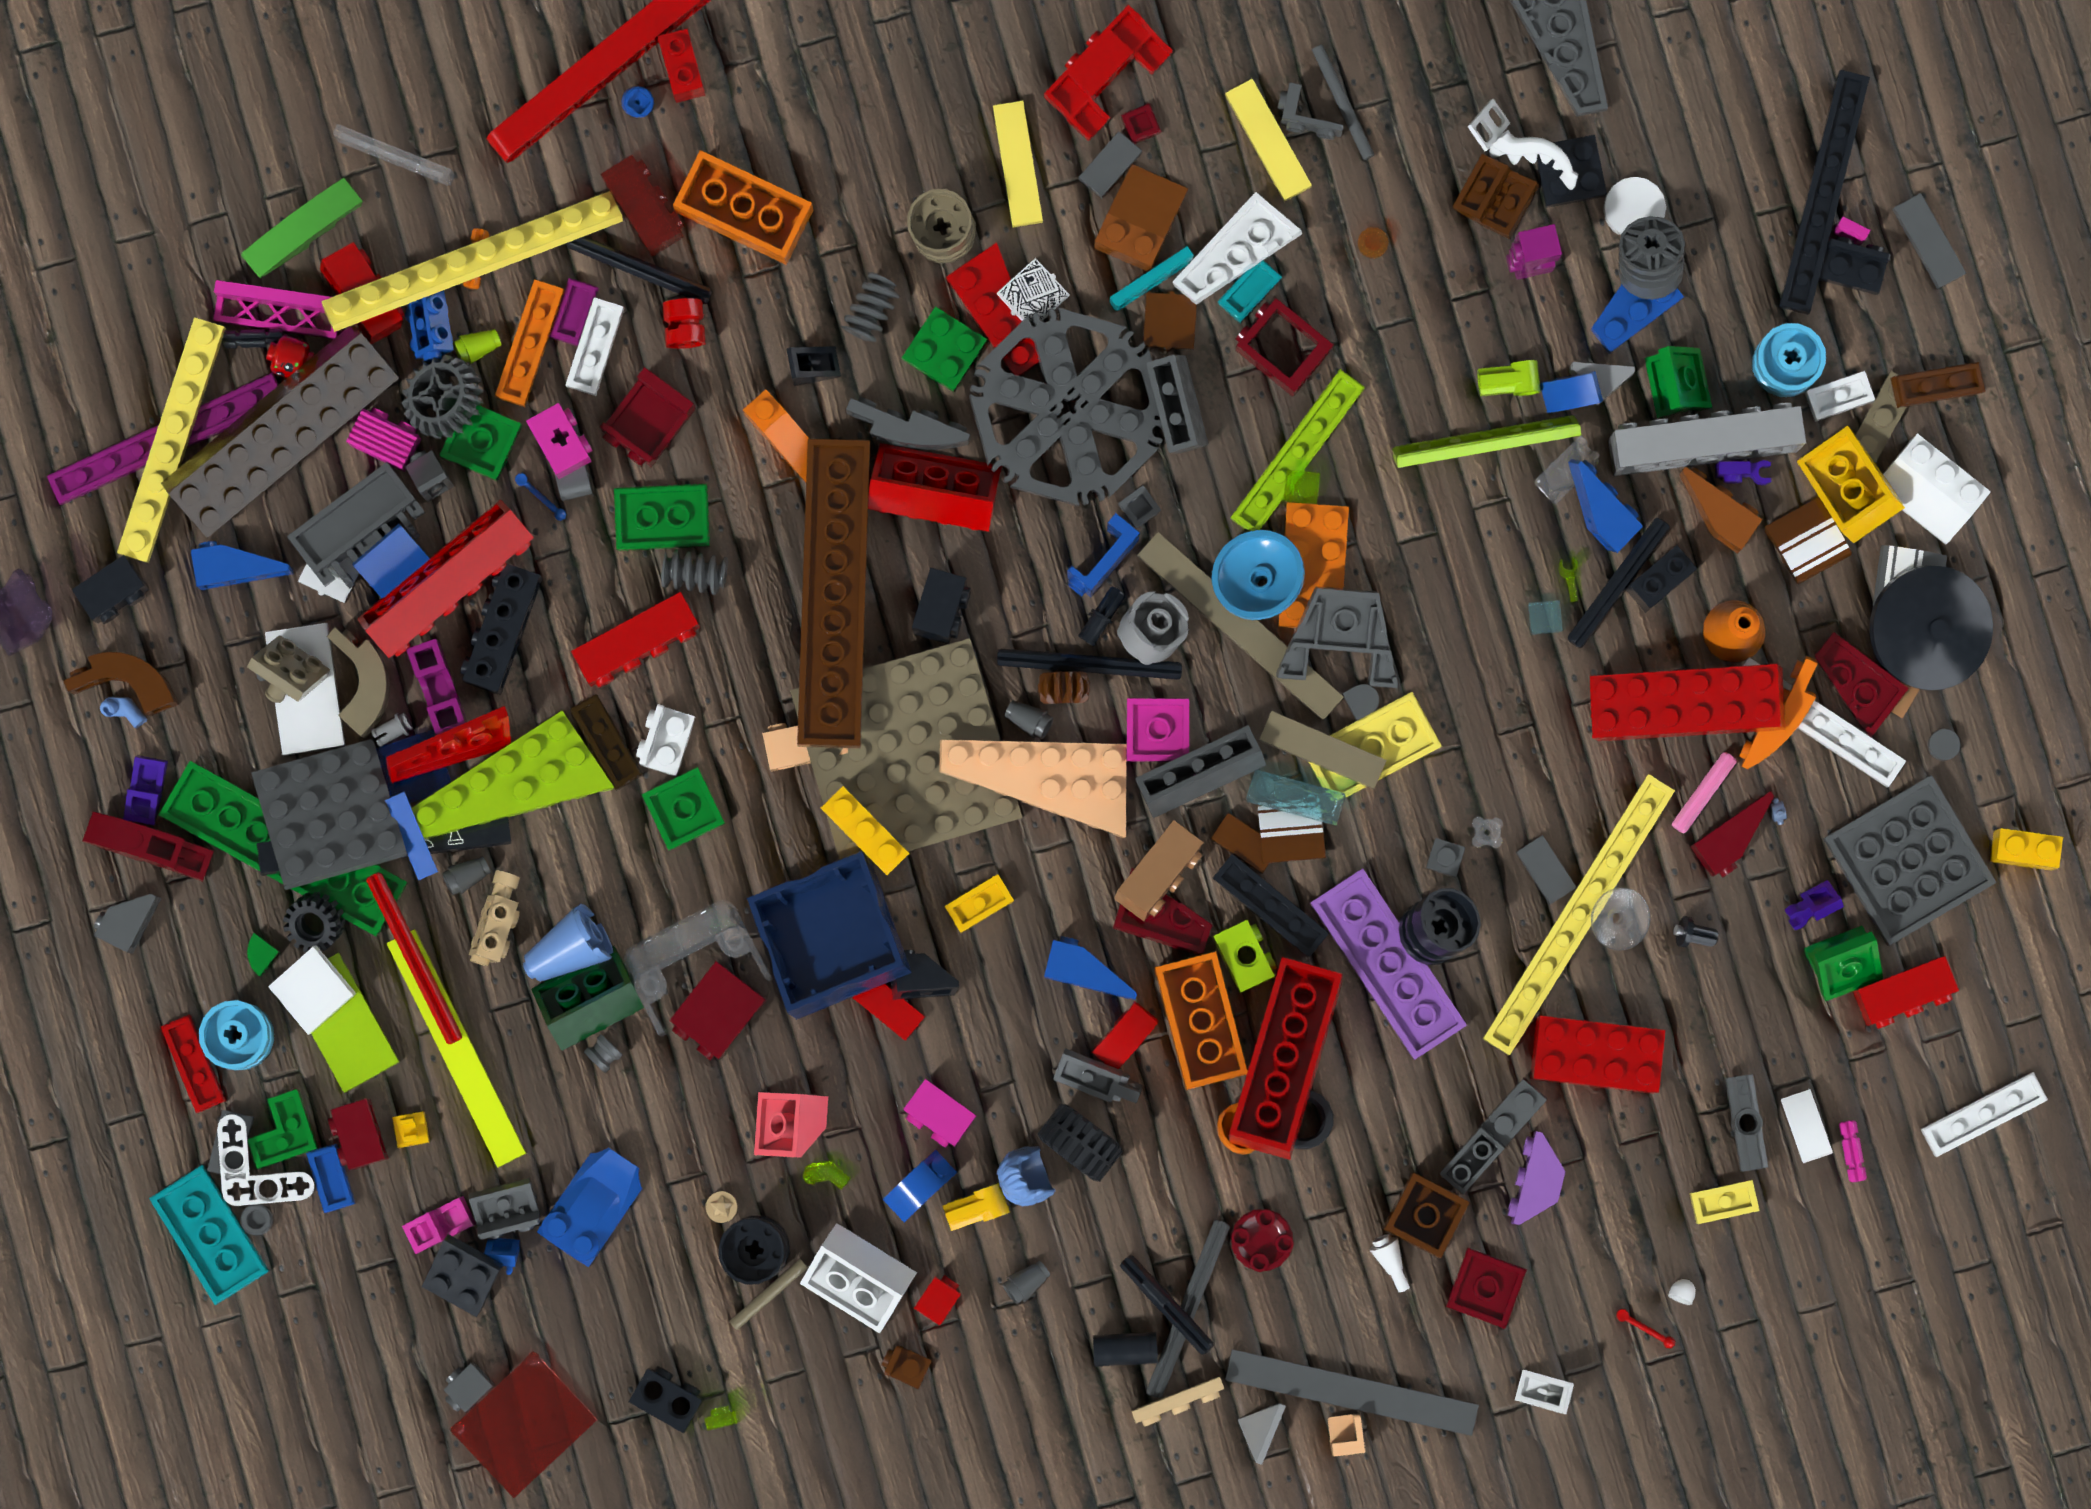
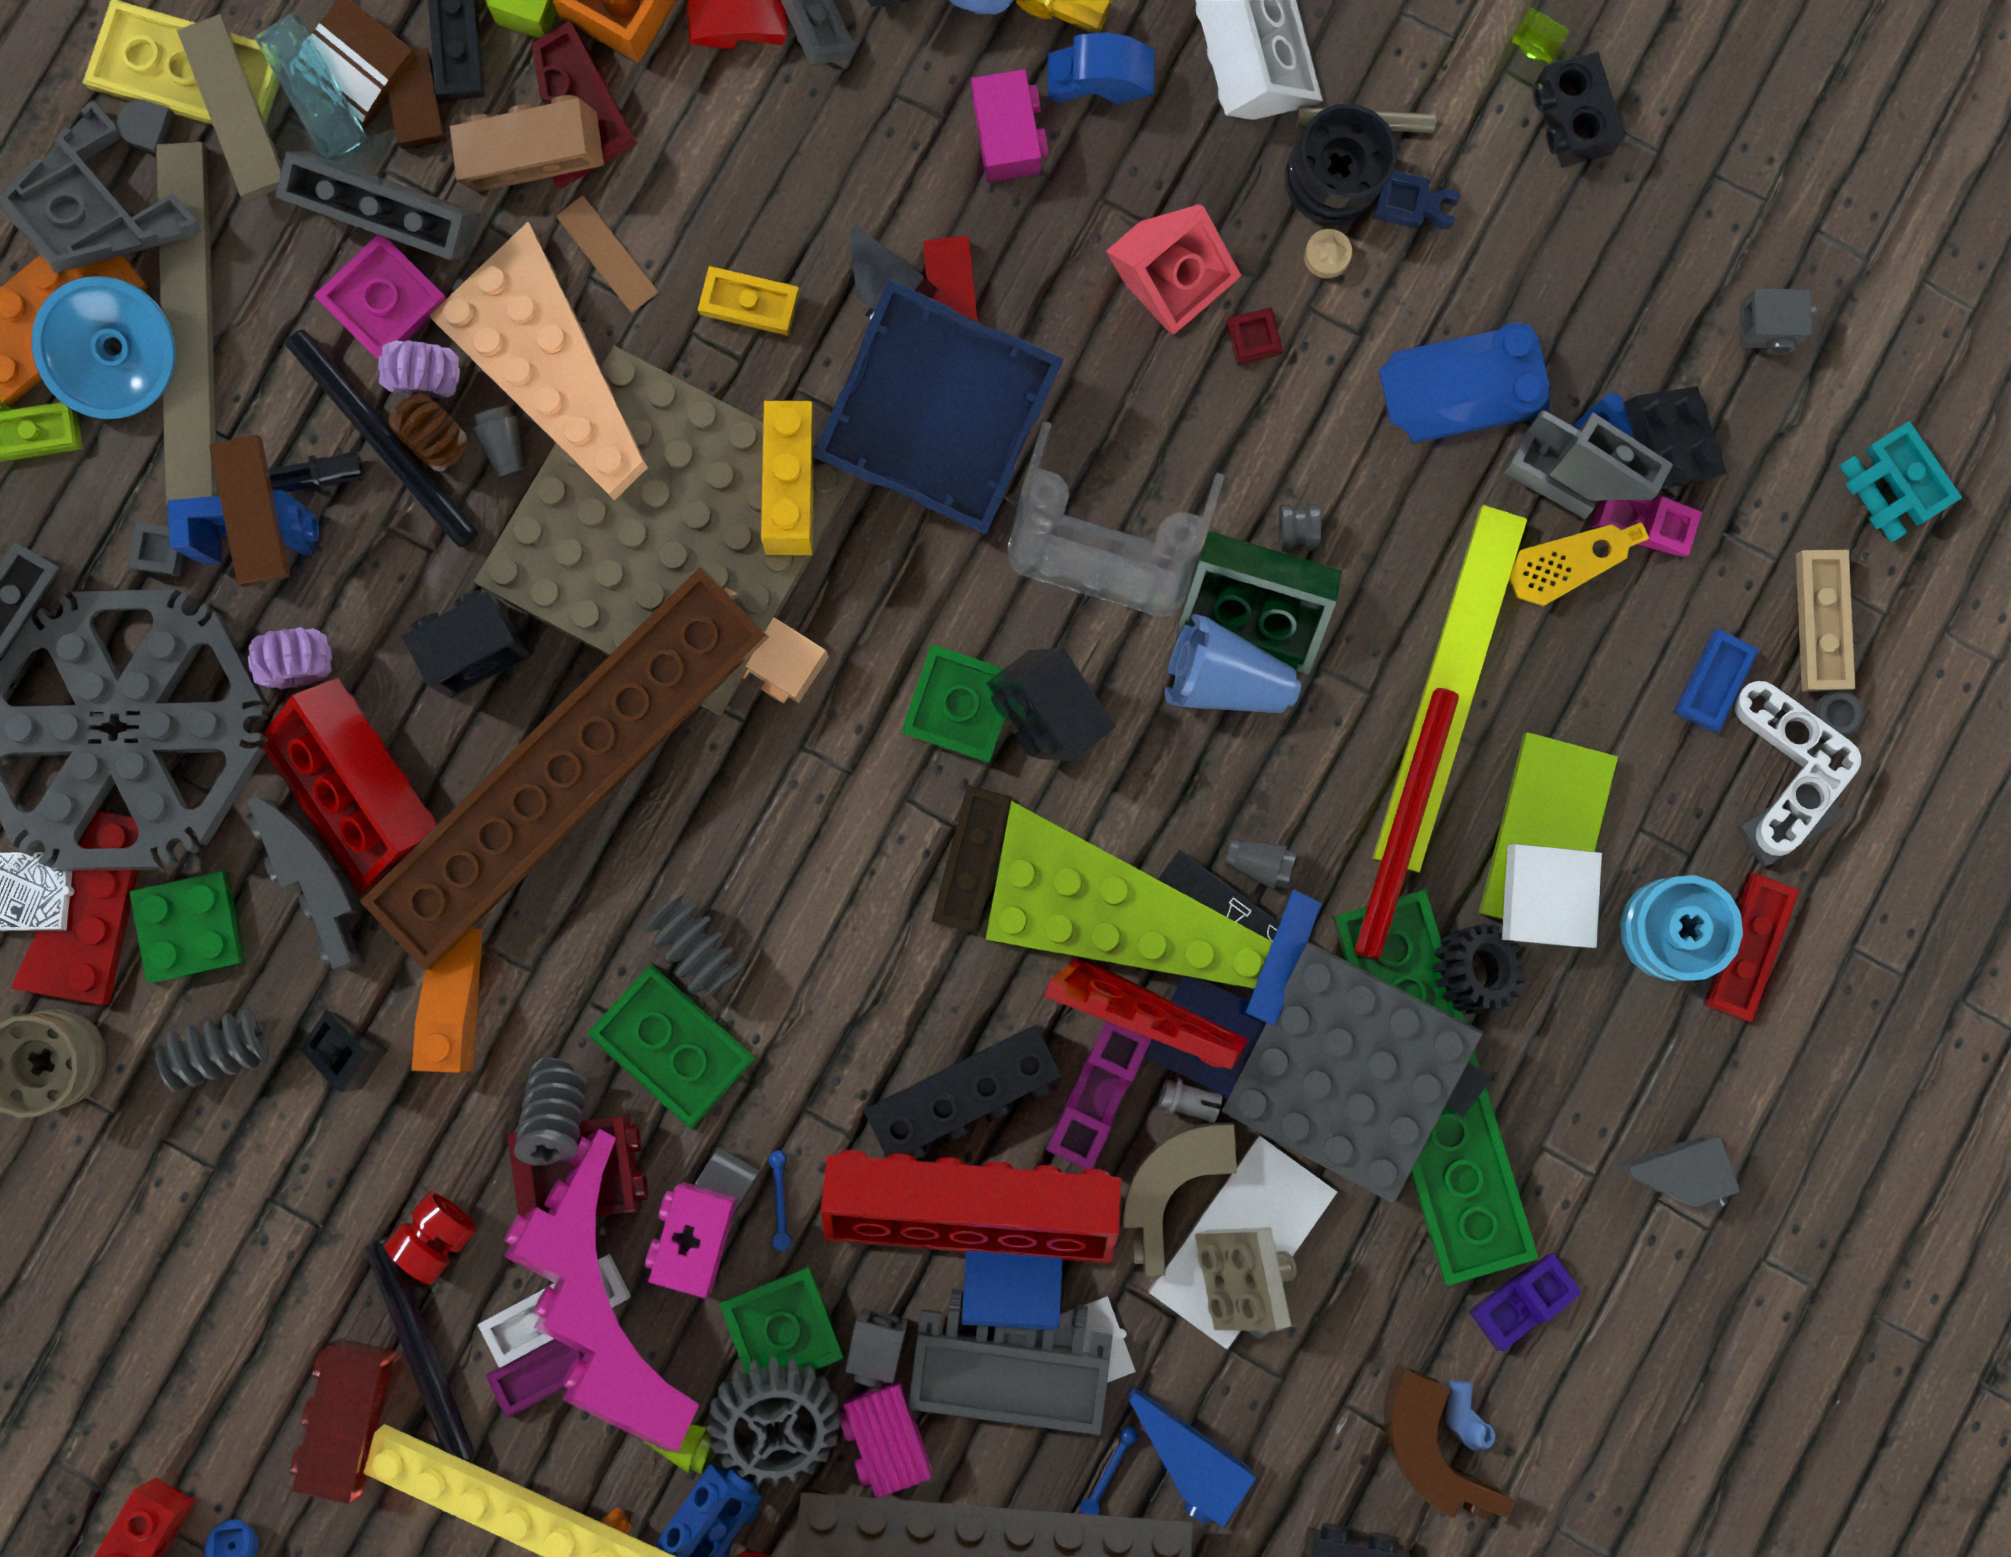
camera: 135 degrees left, 0 degrees up
(147, 845) = (1584, 1235): dark red slope -> none
(209, 1234) = (1904, 747): teal tile -> none
(260, 954) = (1566, 995): green tile -> none
(272, 548) = (1128, 1437): none -> blue hinge
(292, 1134) = (1722, 764): green plate -> none
(305, 1258) = (1825, 620): none -> tan plate
(330, 1374) = (1910, 473): none -> teal plate
(358, 1134) = (1646, 695): dark red brick -> none
(411, 1129) = (1580, 649): yellow tile -> none
(454, 1171) = (1578, 558): none -> yellow piece
(479, 1222) = (1610, 464): none -> dark grey slope
(496, 927) = (1280, 771): tan brick -> none
(523, 1424) = (1750, 231): clear red piece -> none
(529, 343) = (673, 1358): orange plate -> none
(616, 379) = (561, 1246): none -> dark pink arch
(635, 640) = (830, 936): red brick -> none
(635, 844) = (1050, 705): none -> black brick
(666, 740) = (906, 796): white bracket -> none
(683, 432) = (550, 1113): none -> dark grey piece
(706, 1272) = (1407, 200): none -> dark blue plate
(716, 1011) = (1135, 452): dark red panel -> none
(718, 1130) = (1254, 336): none -> dark red tile
(743, 207) = (233, 1304): orange brick -> none
(825, 1171) = (1182, 185): clear neon green arm -> none
(1019, 518) = (290, 658): none -> lavender gear
(1075, 860) = (607, 254): none -> medium nougat sticker
(1080, 968) = (712, 134): blue slope -> none
(1093, 565) = (249, 511): none -> reddish brown tile
(1099, 712) = (418, 368): none -> lavender gear
(1153, 627) = (268, 398): light grey brick -> none

